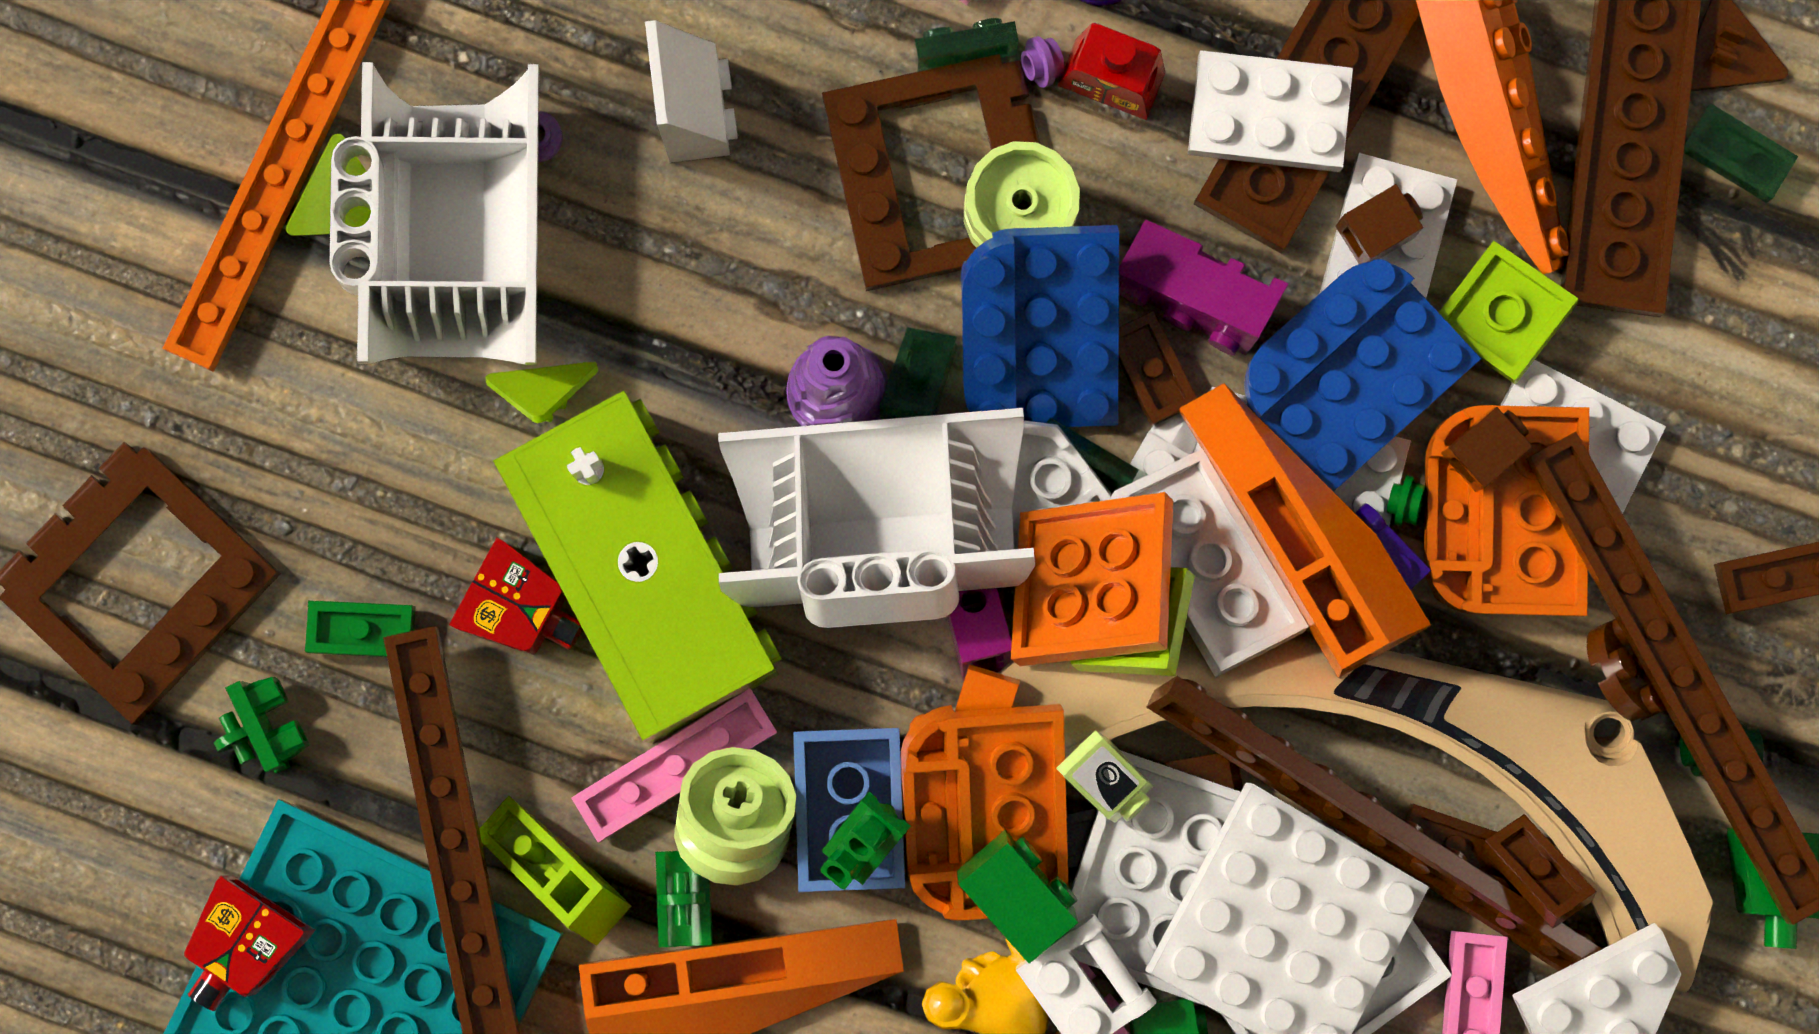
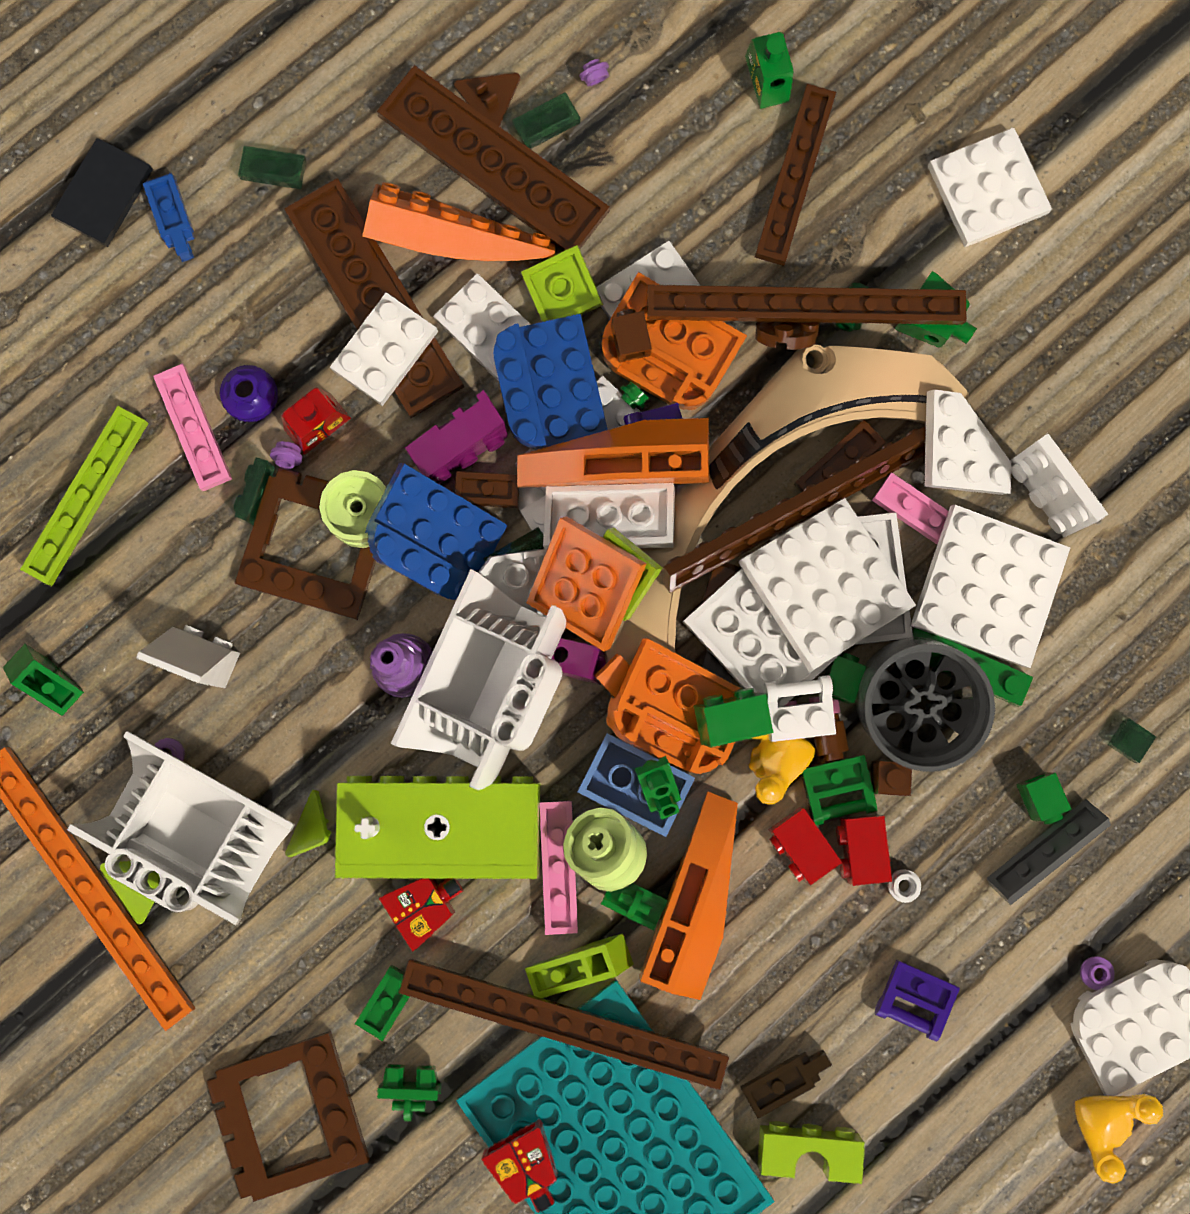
camera: 60 degrees left, 0 degrees up
(918, 374) = (420, 616): clear green plate -> none
(1106, 778) = (697, 635): slope -> none
(1381, 224) = (479, 325): reddish brown brick -> none
(1538, 871) = (867, 436): reddish brown plate -> none

